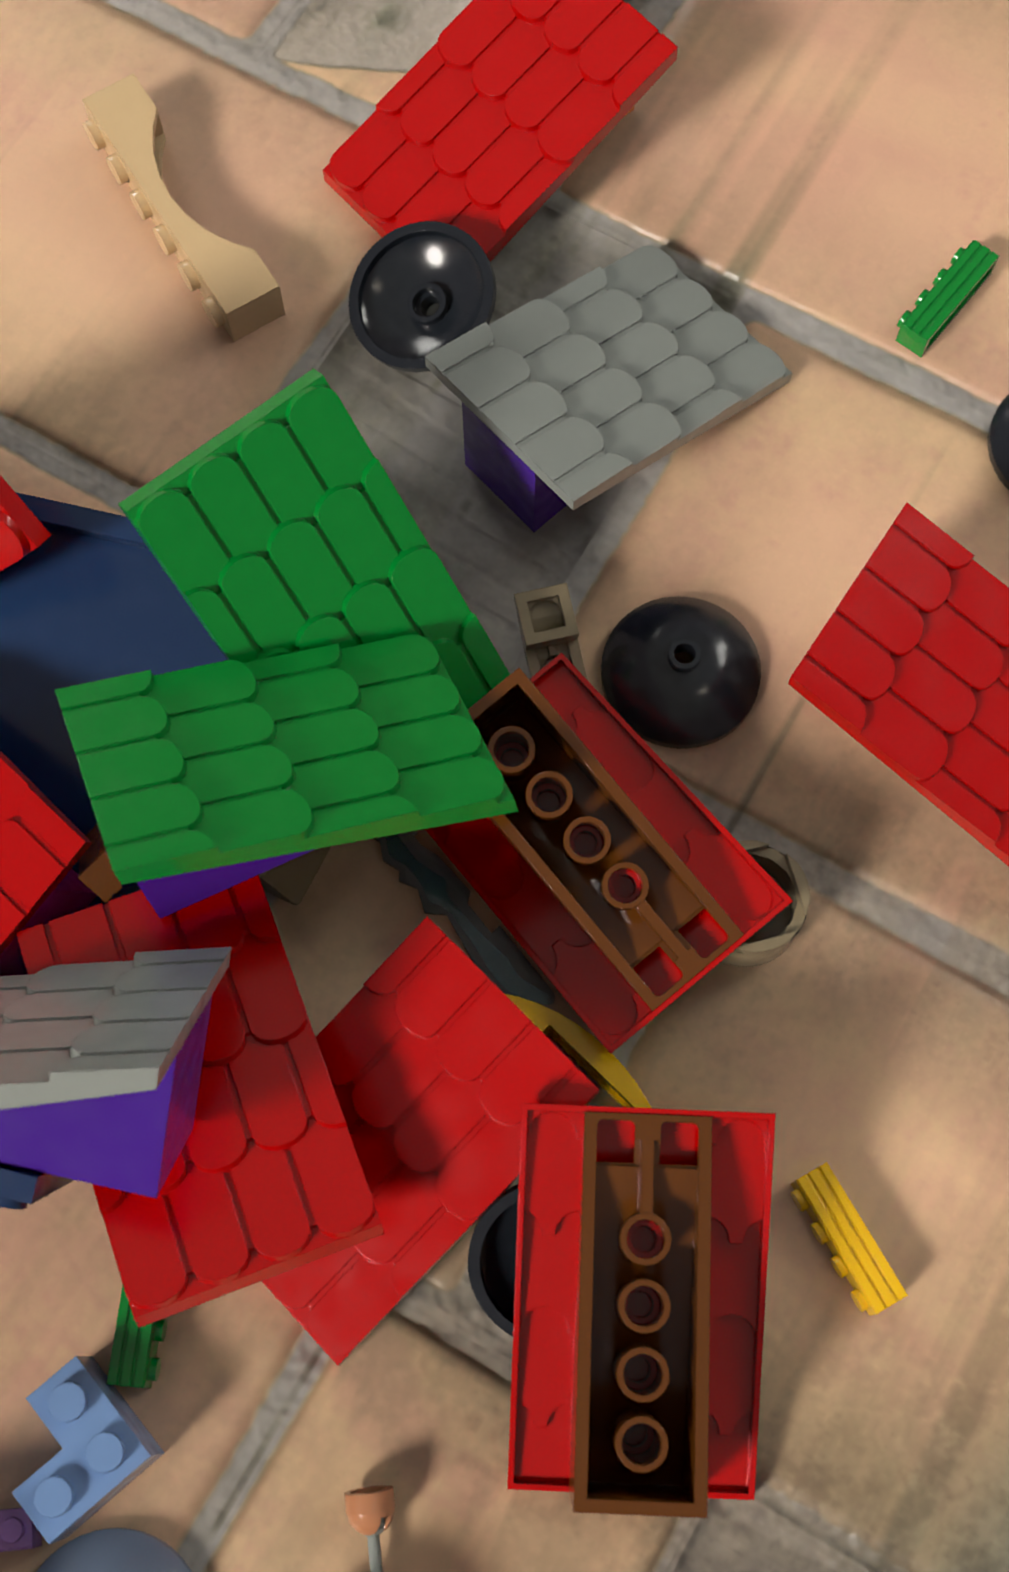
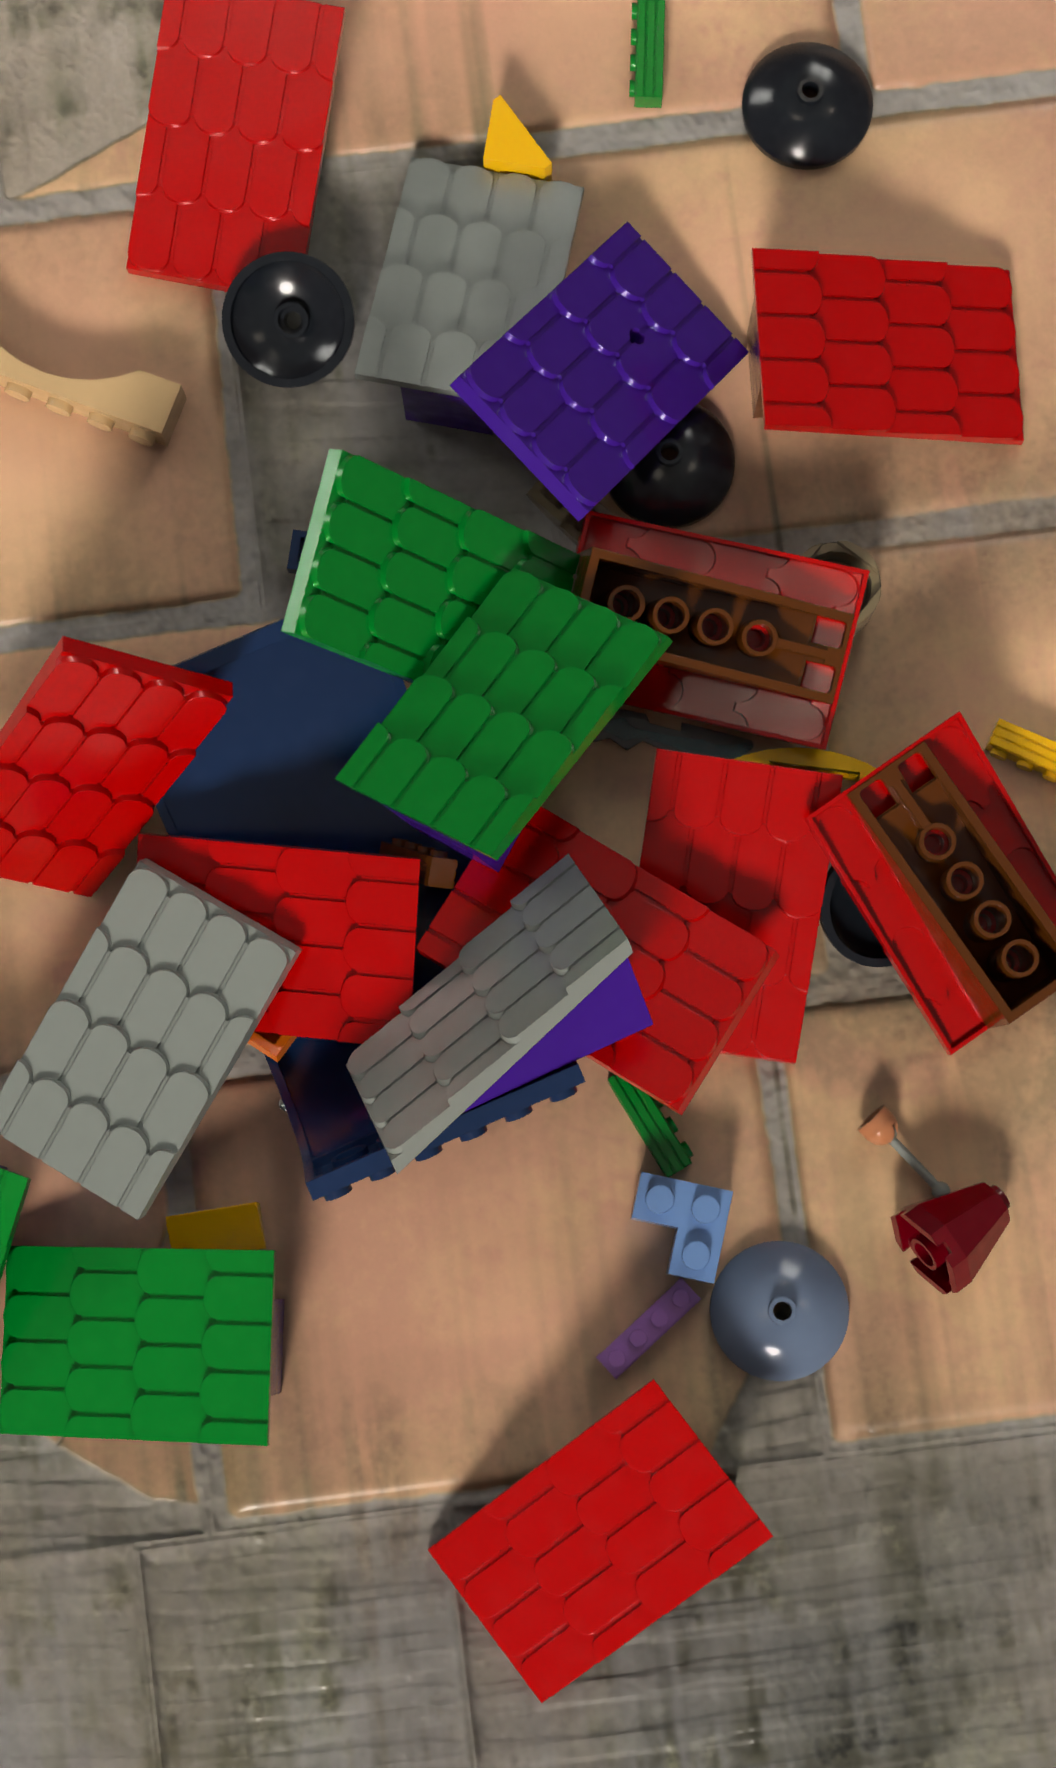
camera: 35 degrees left, 10 degrees up
(664, 522) = (600, 370): none -> dark purple piece
(749, 290) = (511, 147): none -> yellow slope

